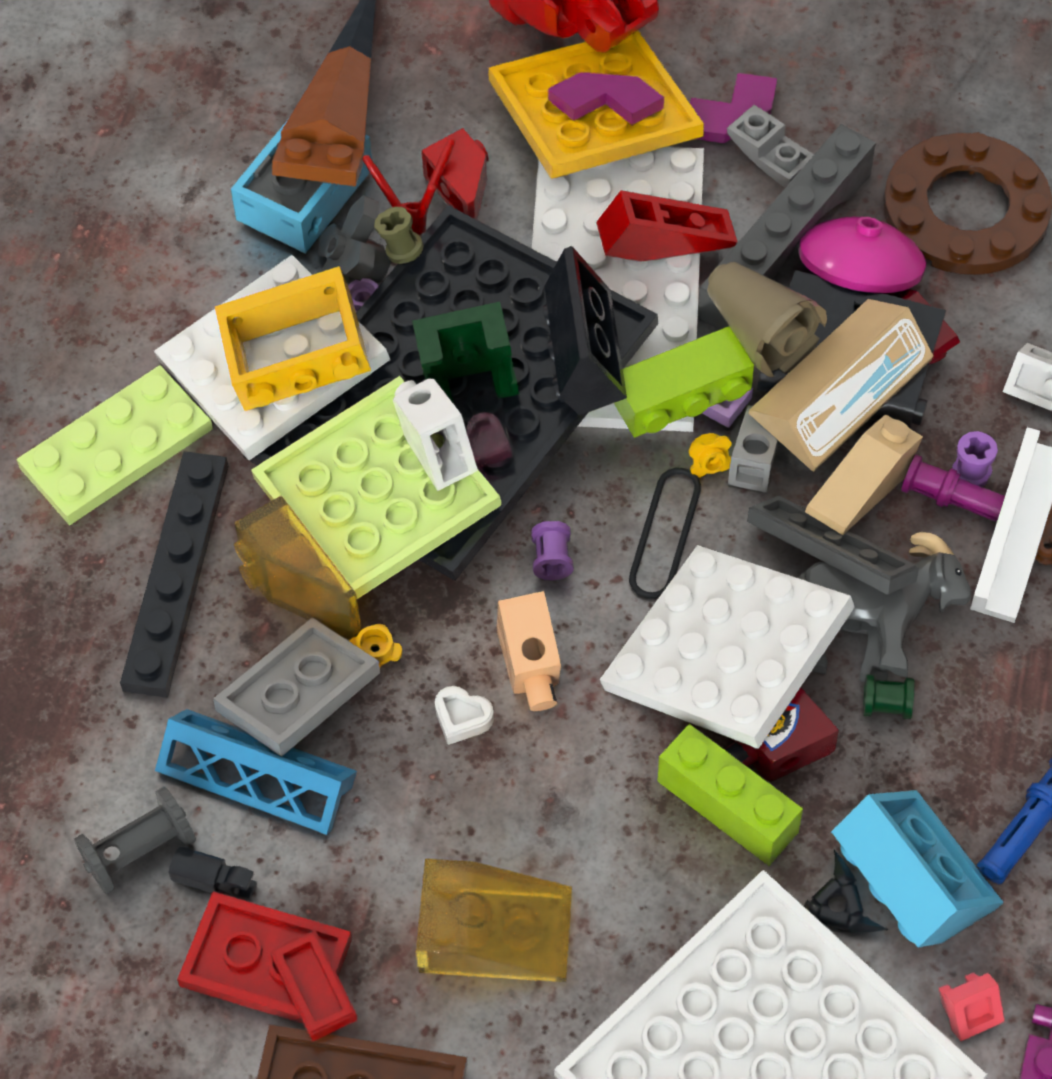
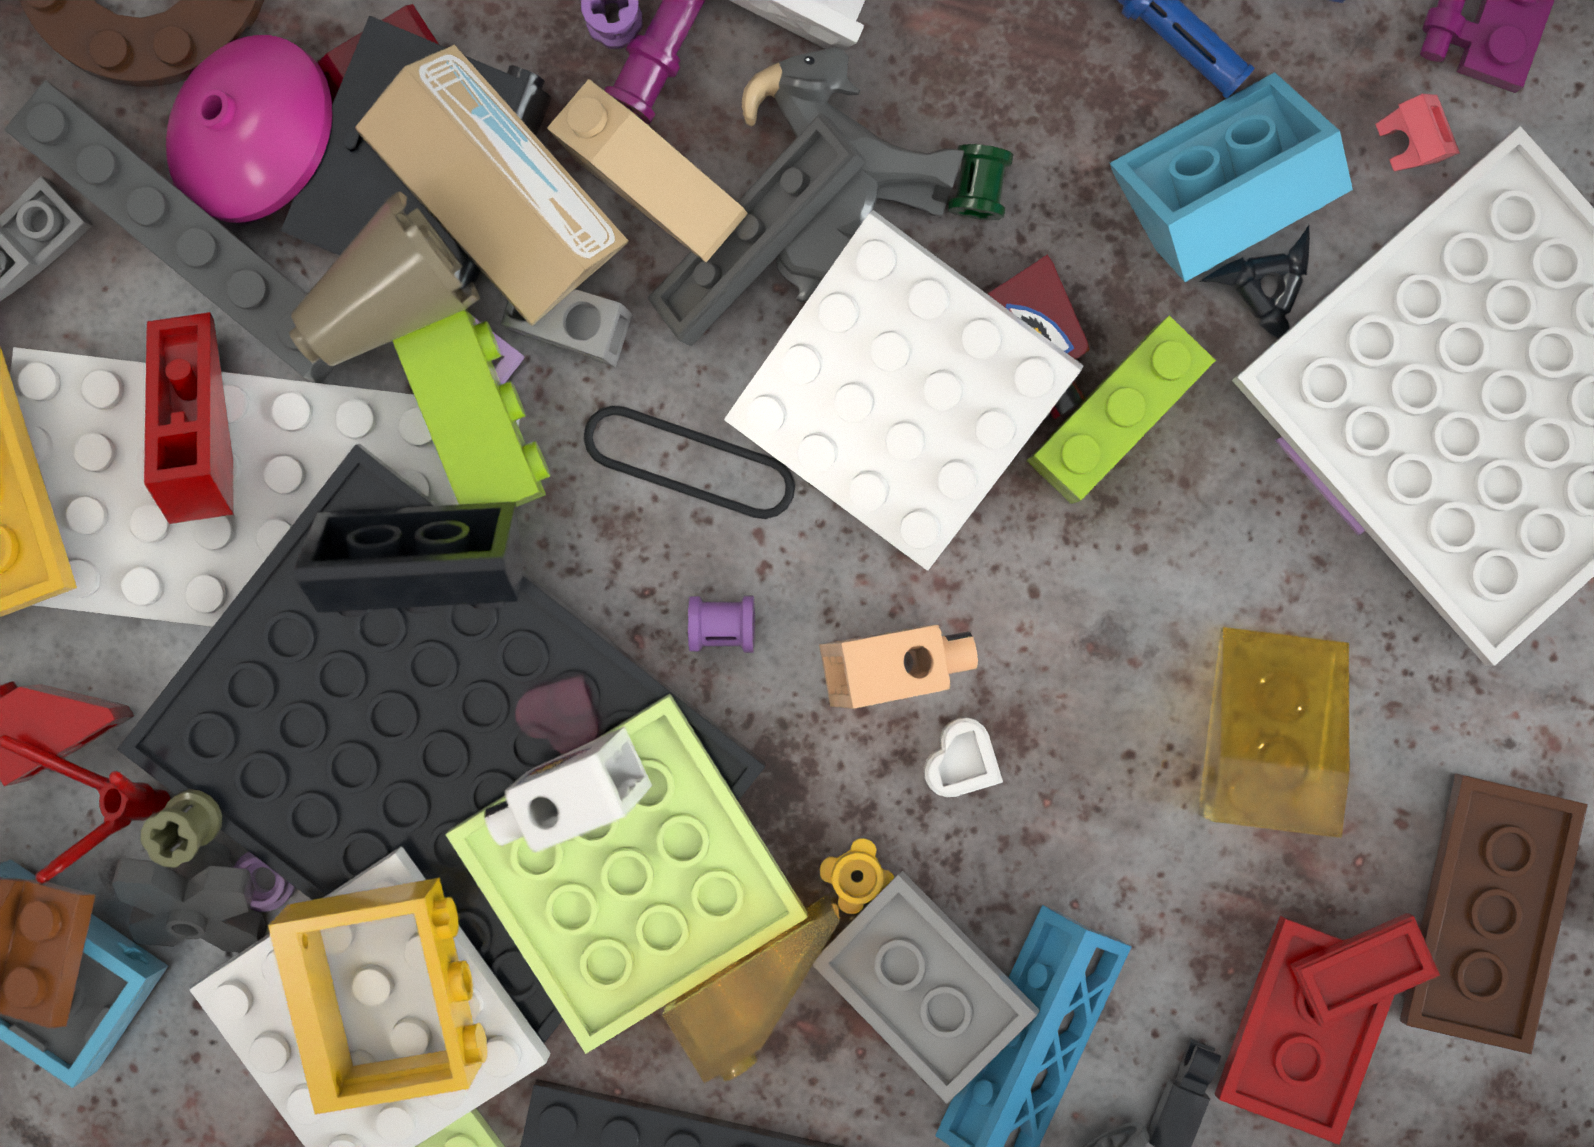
camera: 90 degrees left, 30 degrees up
(466, 345) = (414, 740): dark green panel -> none
(710, 454) = (576, 388): yellow plate -> none

